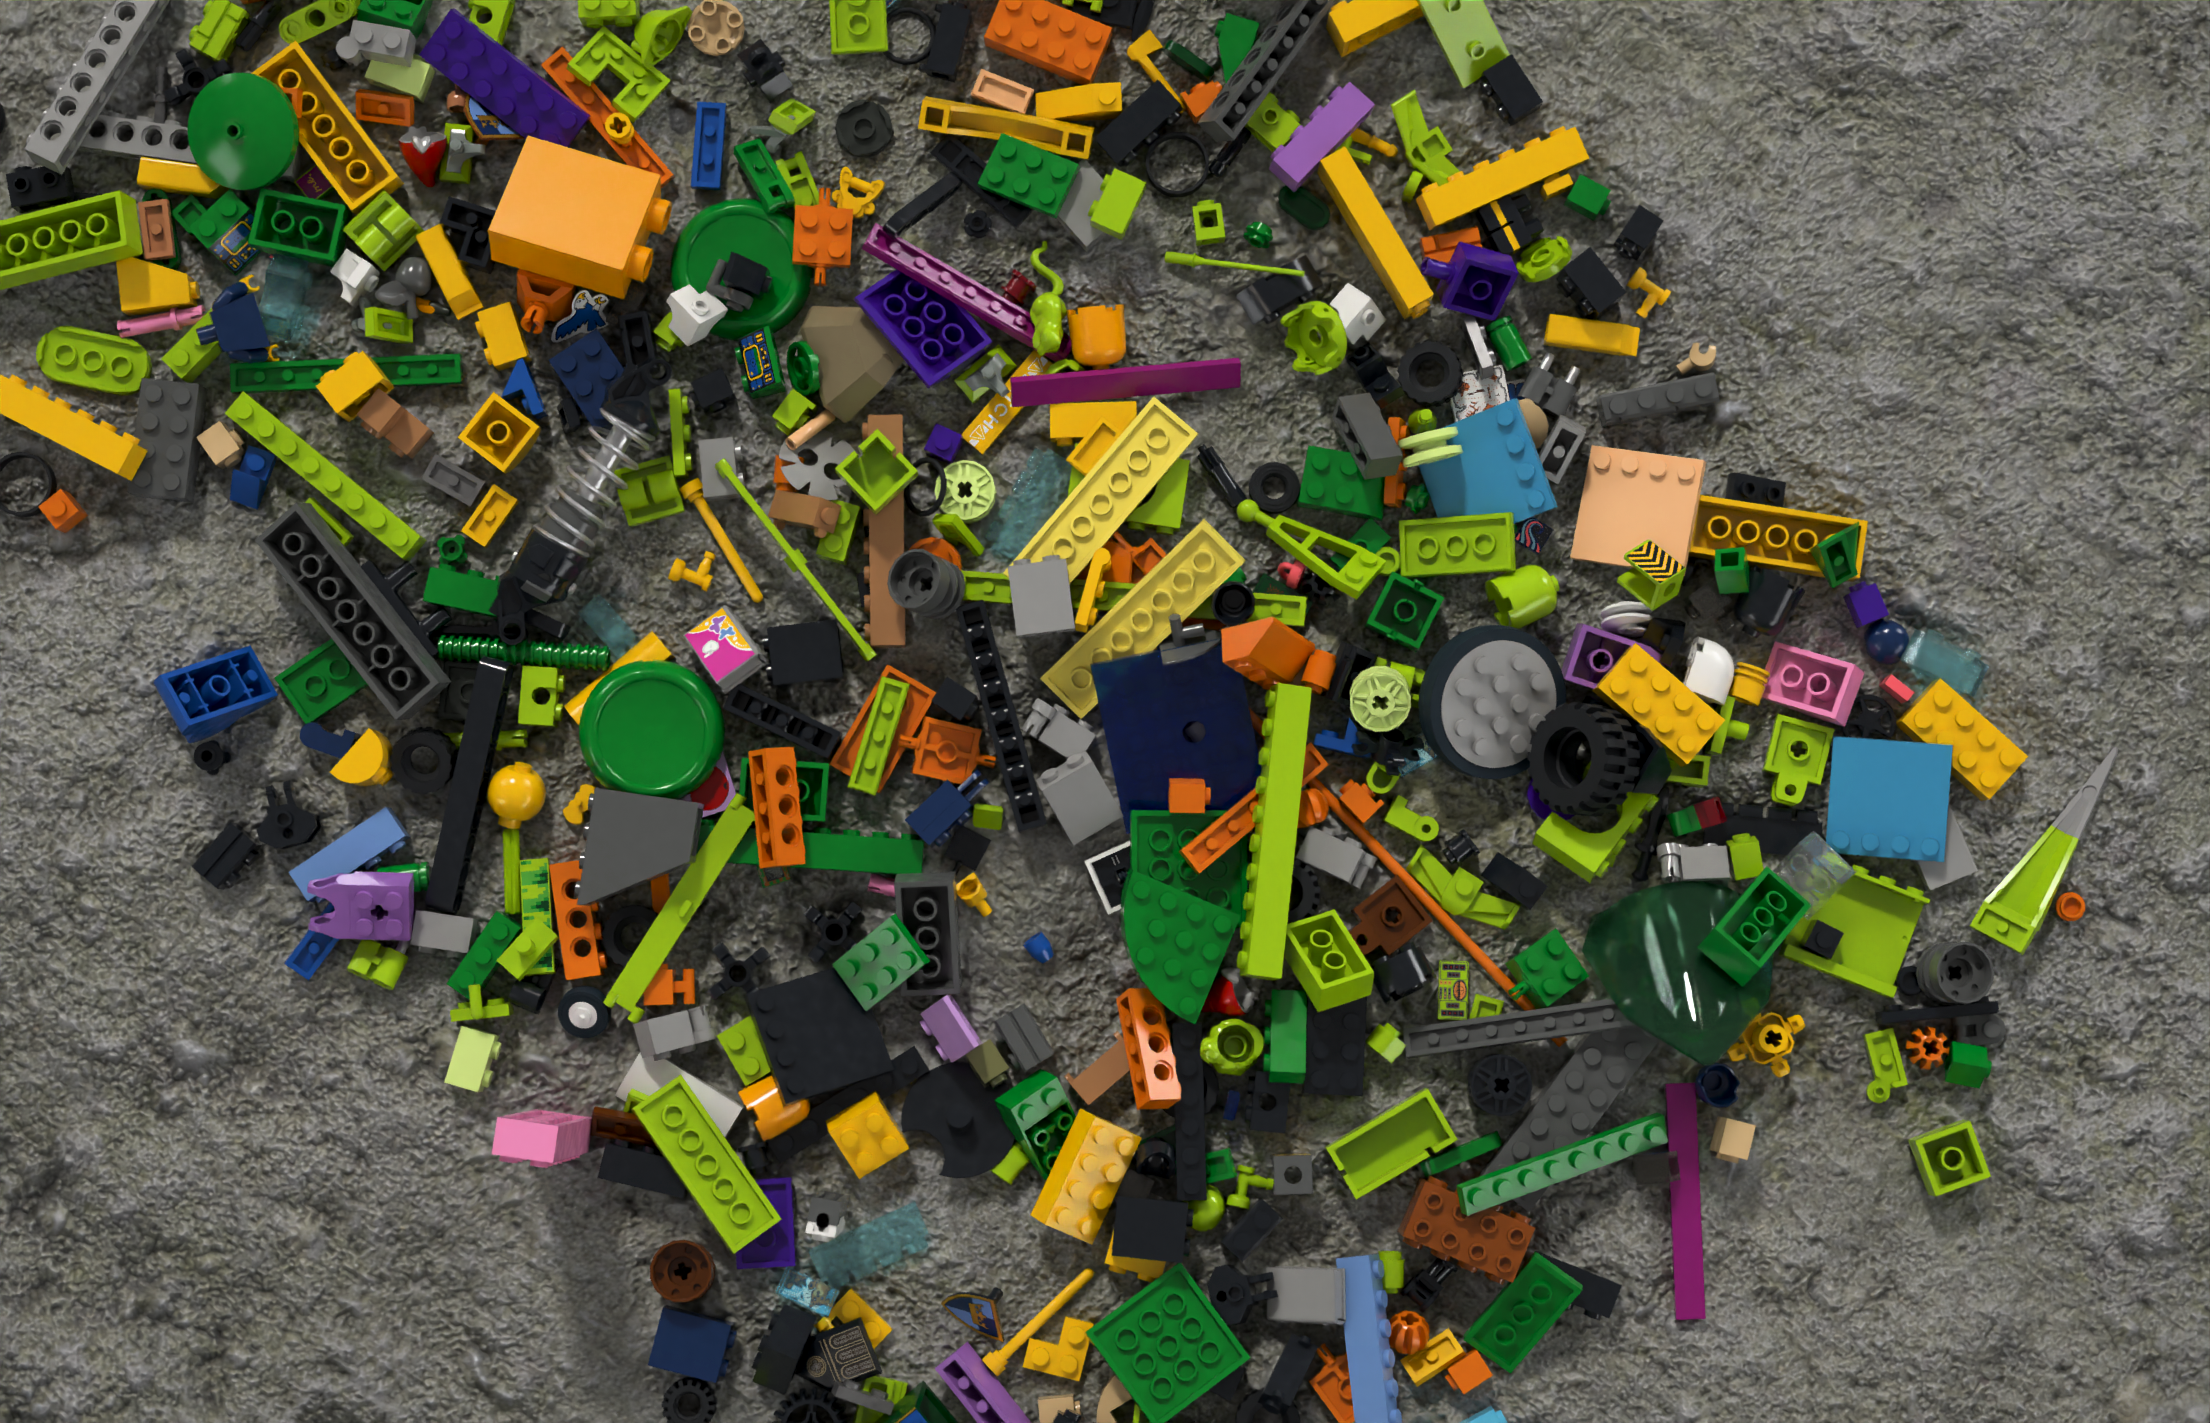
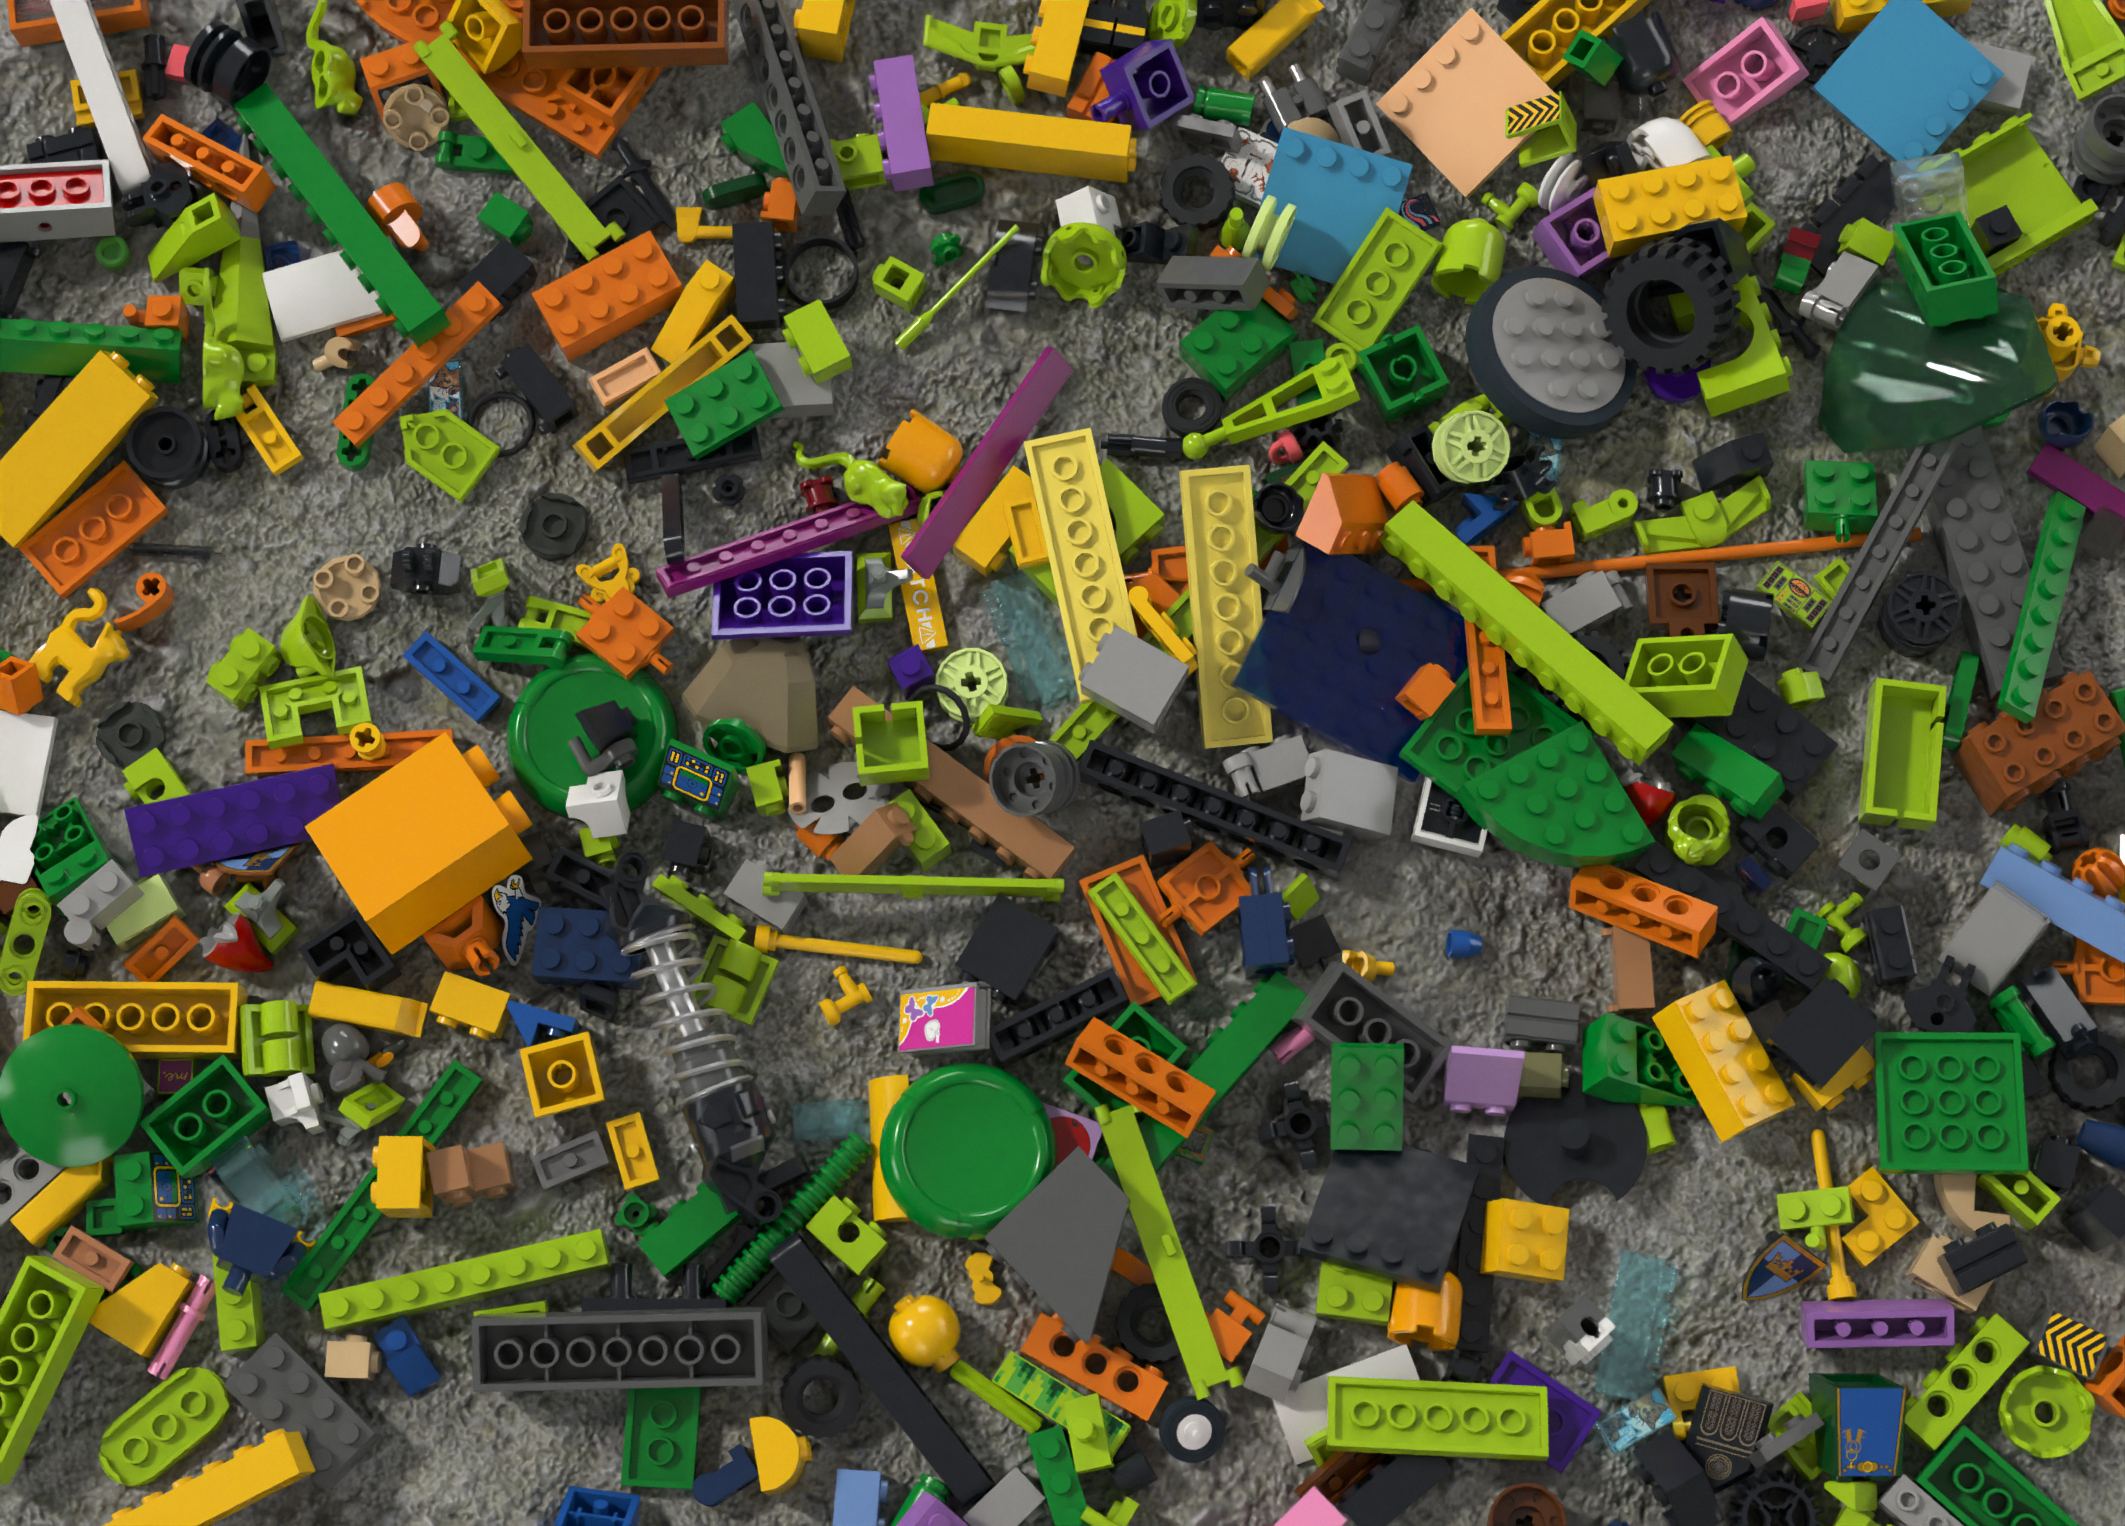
camera: 50 degrees left, 10 degrees down
(1033, 1308) = (1815, 1211): none -> lime plate
(1258, 1362) = (2015, 1018): none -> green plate
(1580, 597) = (1507, 215): none -> lime piece
(1793, 771) = (1818, 148): lime plate -> none

